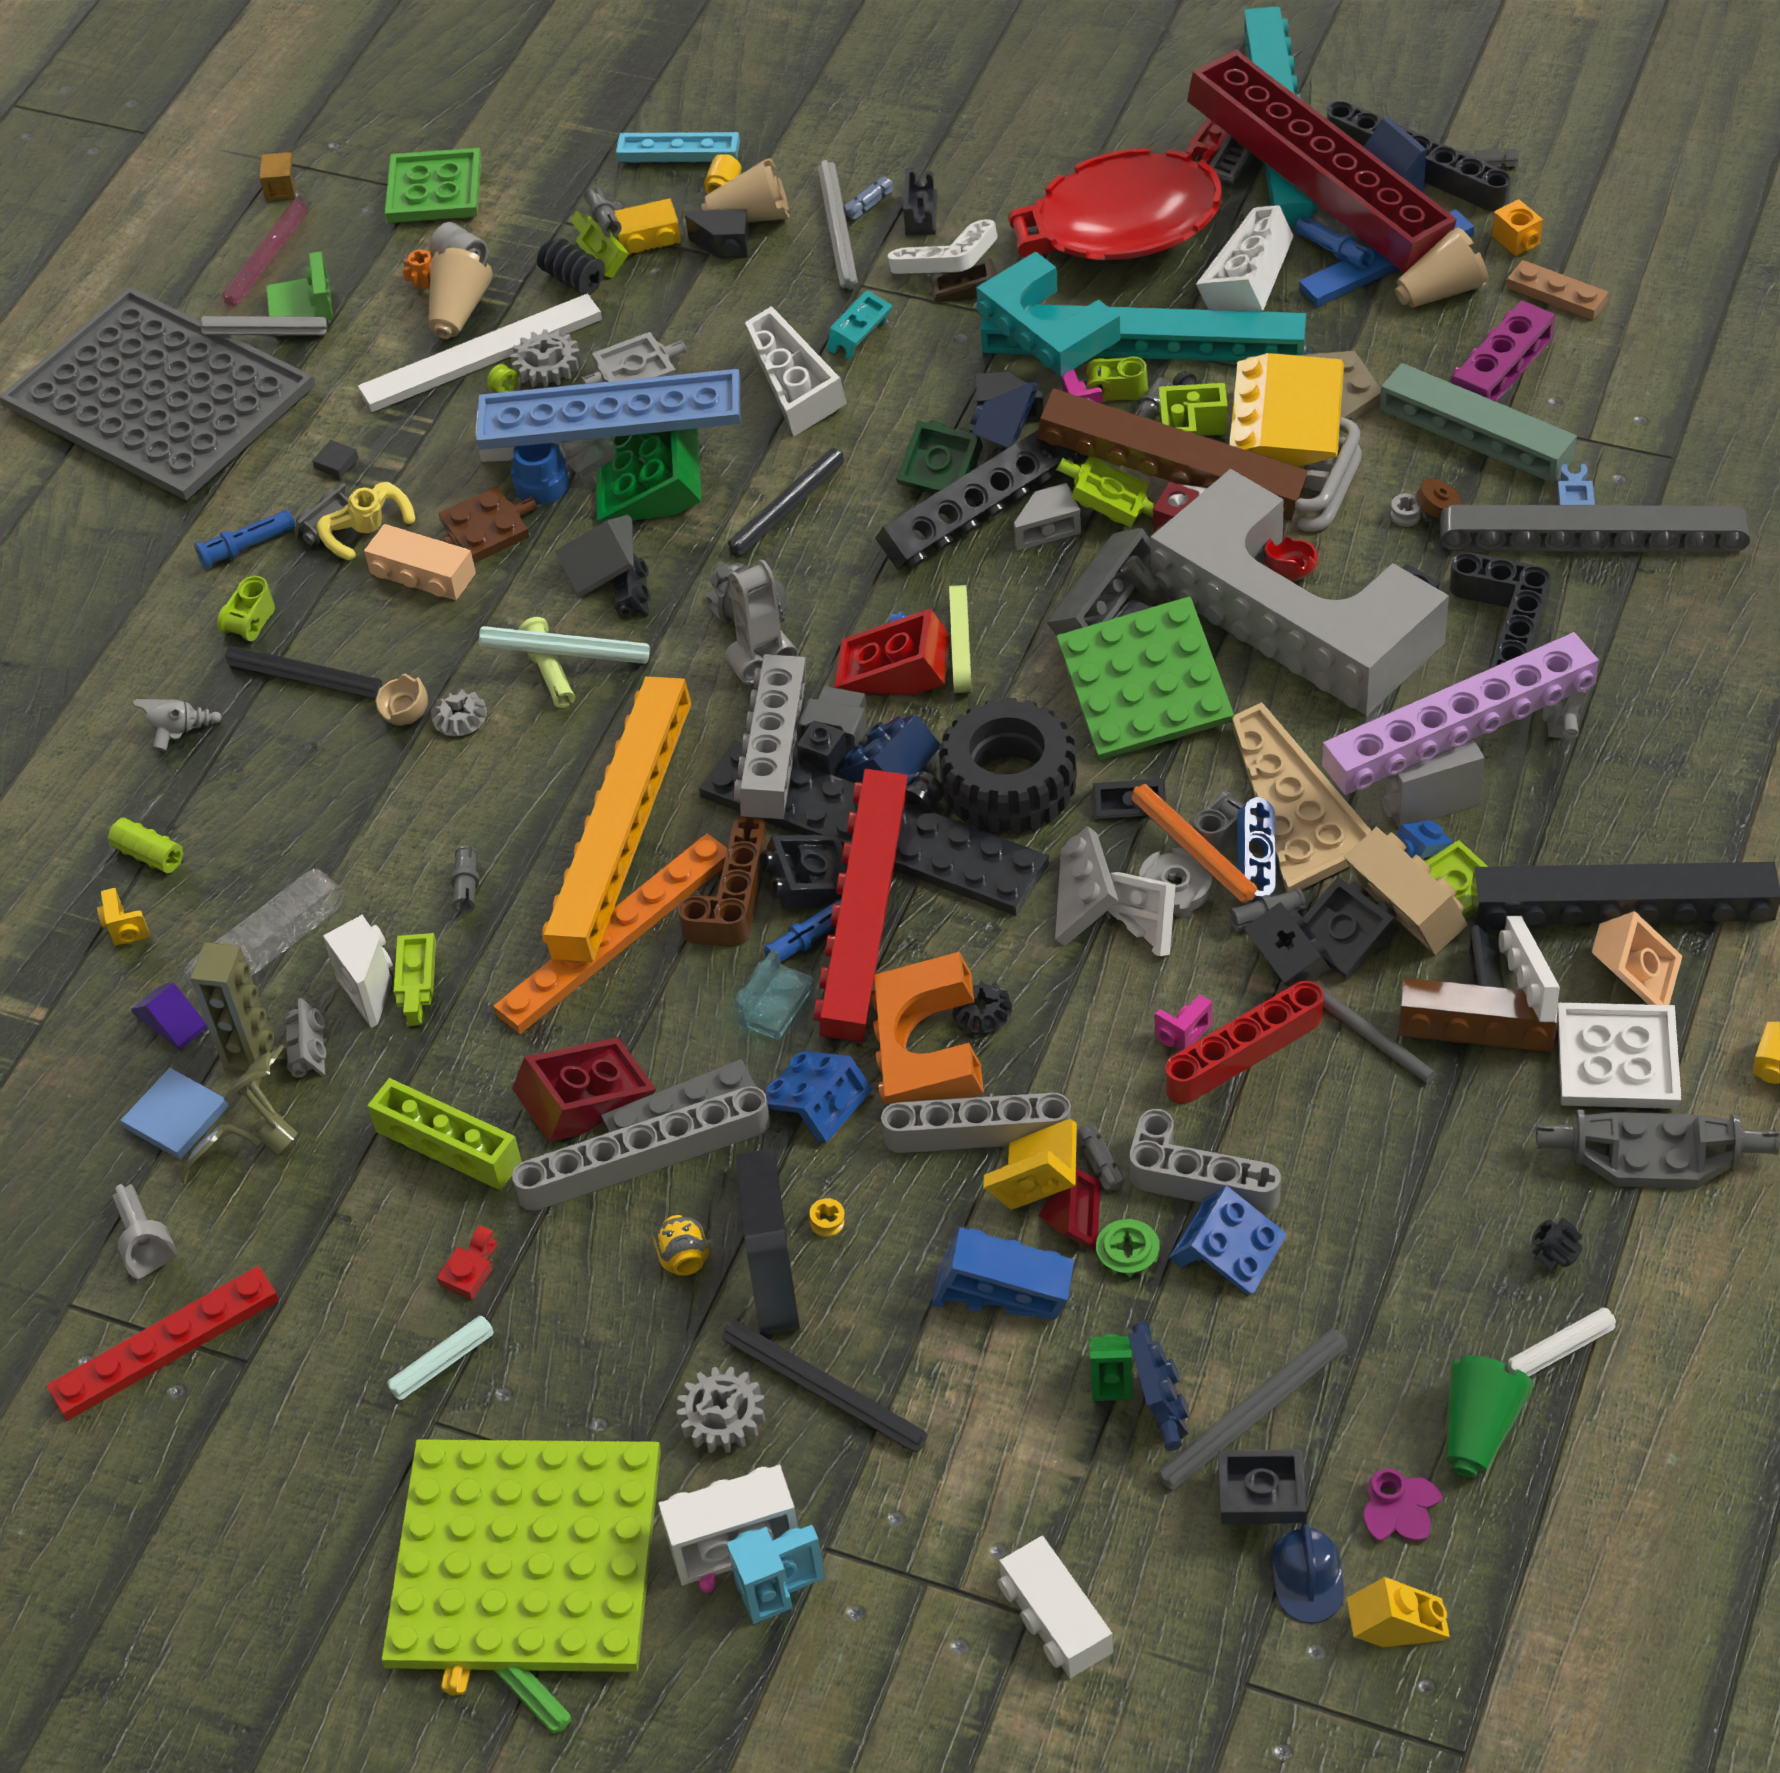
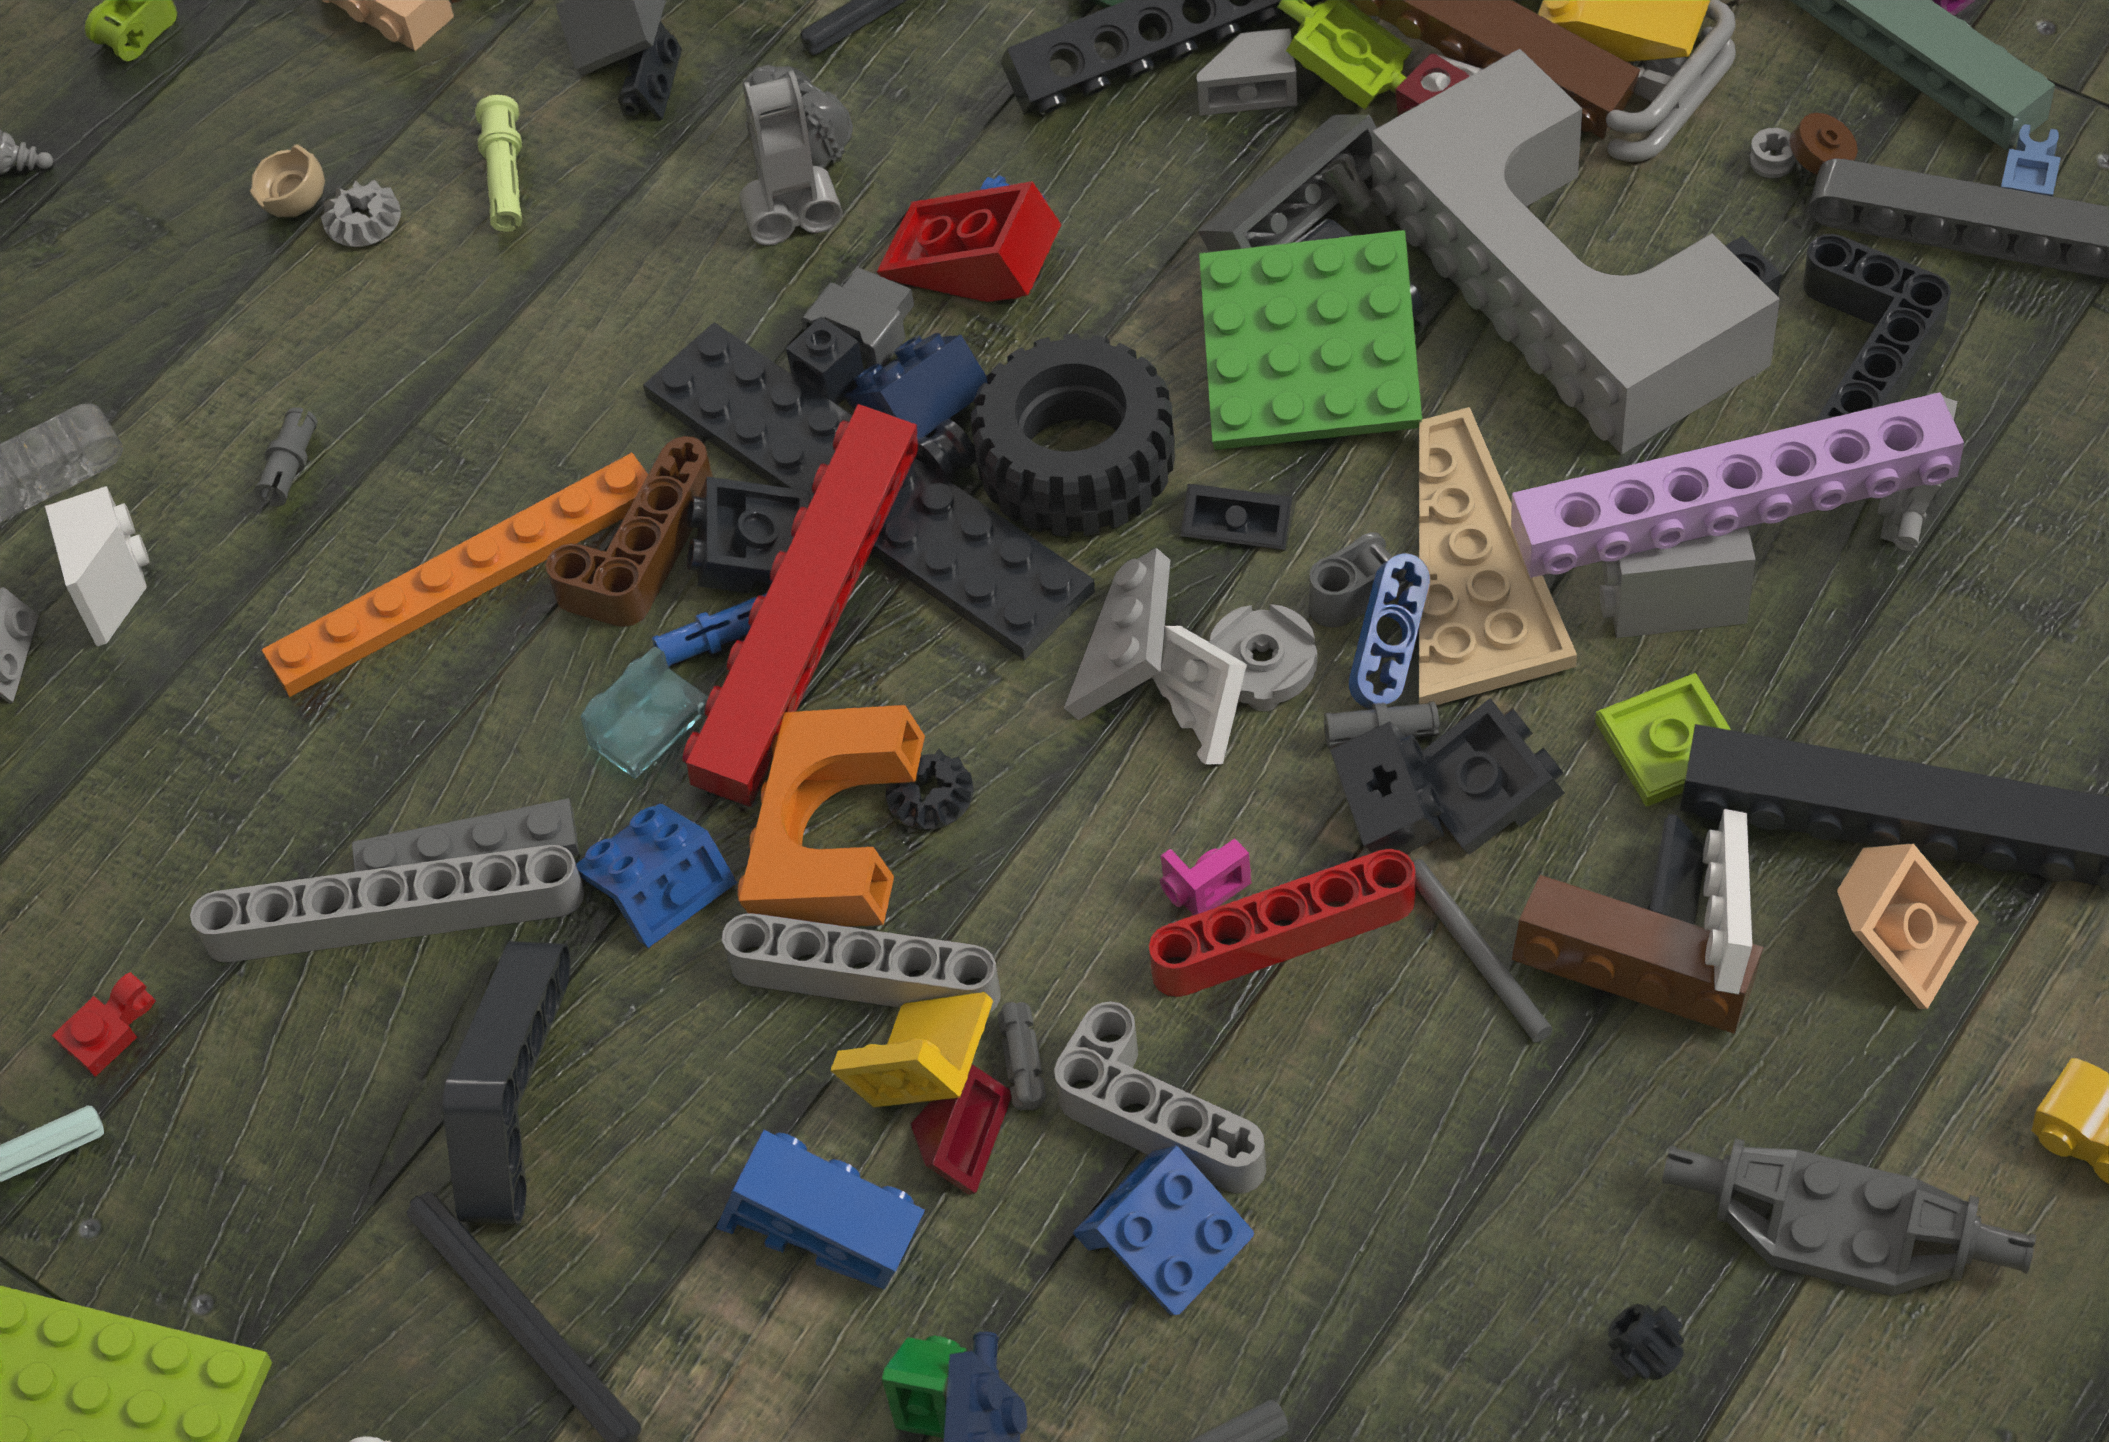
camera: 15 degrees right, 5 degrees up
(303, 671) = (176, 115): black axle -> none
(414, 974) = (173, 583): lime hinge -> none
(444, 1133) = (126, 825): lime brick -> none
(564, 645) = (524, 142): light aqua axle -> none
(578, 1084) = (336, 789): dark red slope -> none
(617, 820) = (510, 412): light orange brick -> none
(681, 1245) = (394, 1061): yellow head -> none
(721, 1408) = (379, 1344): light grey gear -> none
(771, 737) = (751, 339): light grey brick -> none
(824, 1227) = (599, 1074): yellow bush -> none
(960, 639) = (1072, 232): yellowish green beam -> none
(1142, 1239) = (1001, 1185): bright green gear -> none
(1194, 843) = (1302, 605): orange axle -> none
(1291, 558) = (1579, 198): red hair -> none
(1404, 884) = (1587, 738): tan brick -> none
(1423, 838) = (1632, 665): blue bracket -> none
(1618, 1055) = (1831, 1061): white plate -> none

